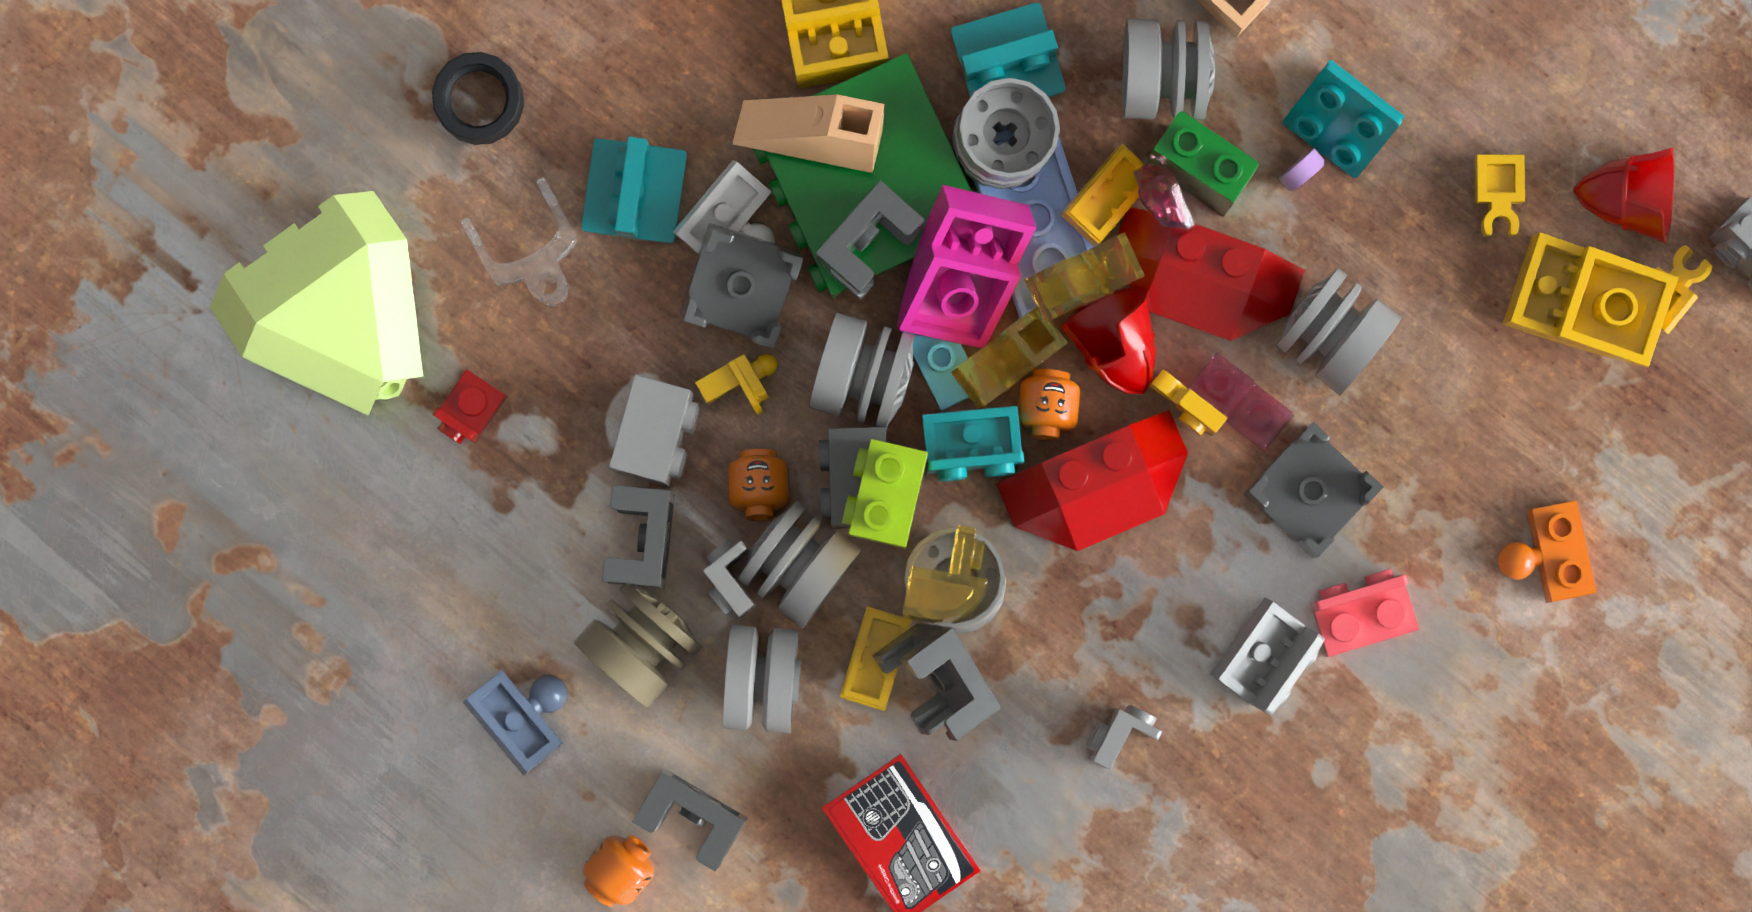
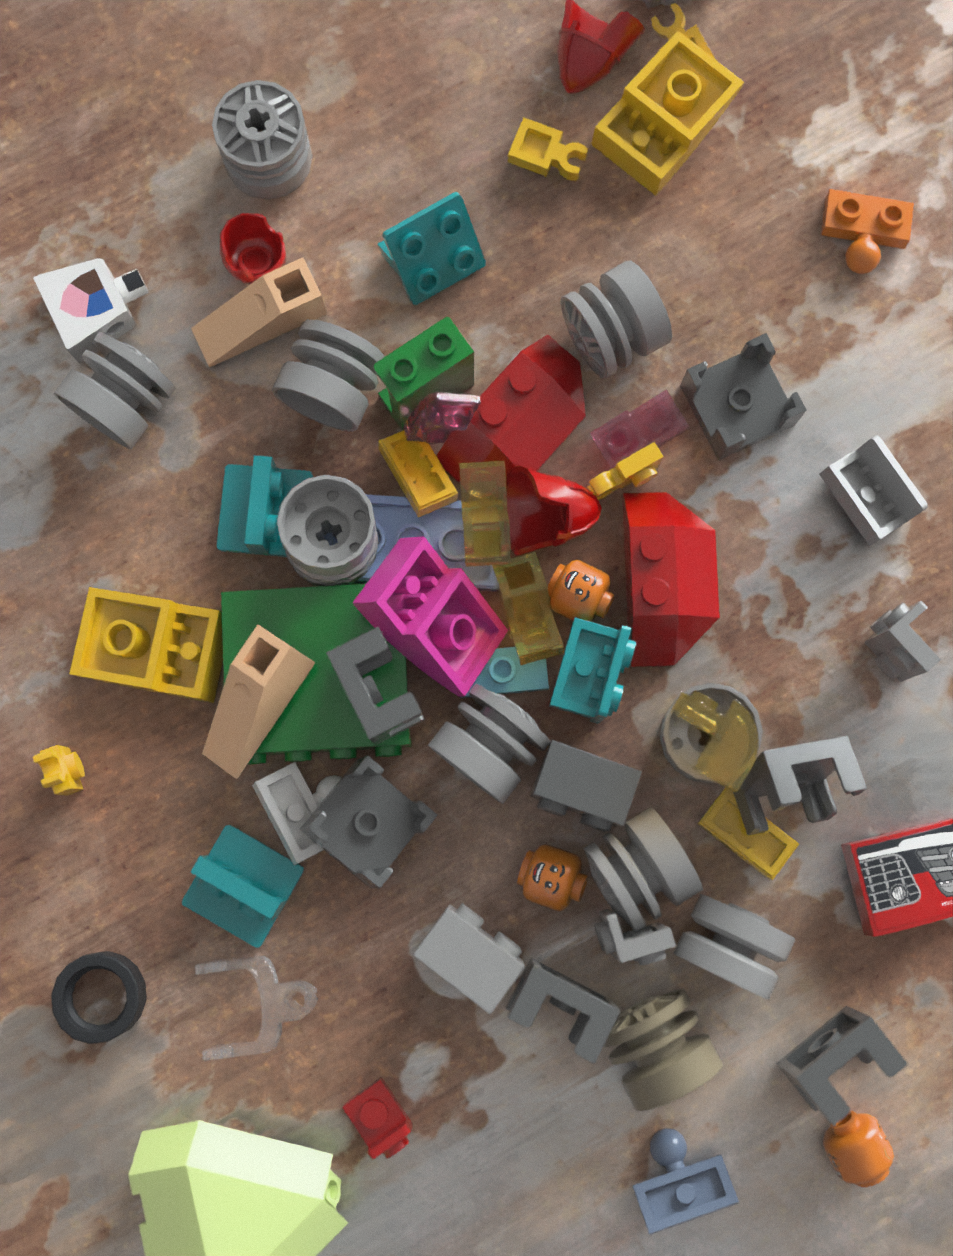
camera: 70 degrees left, 5 degrees down
(736, 374) = (446, 855): yellow piece -> none
(886, 493) = (618, 763): lime brick -> none
(1302, 170) = (462, 301): lavender tile -> none
(1364, 614) = (860, 397): coral bracket -> none

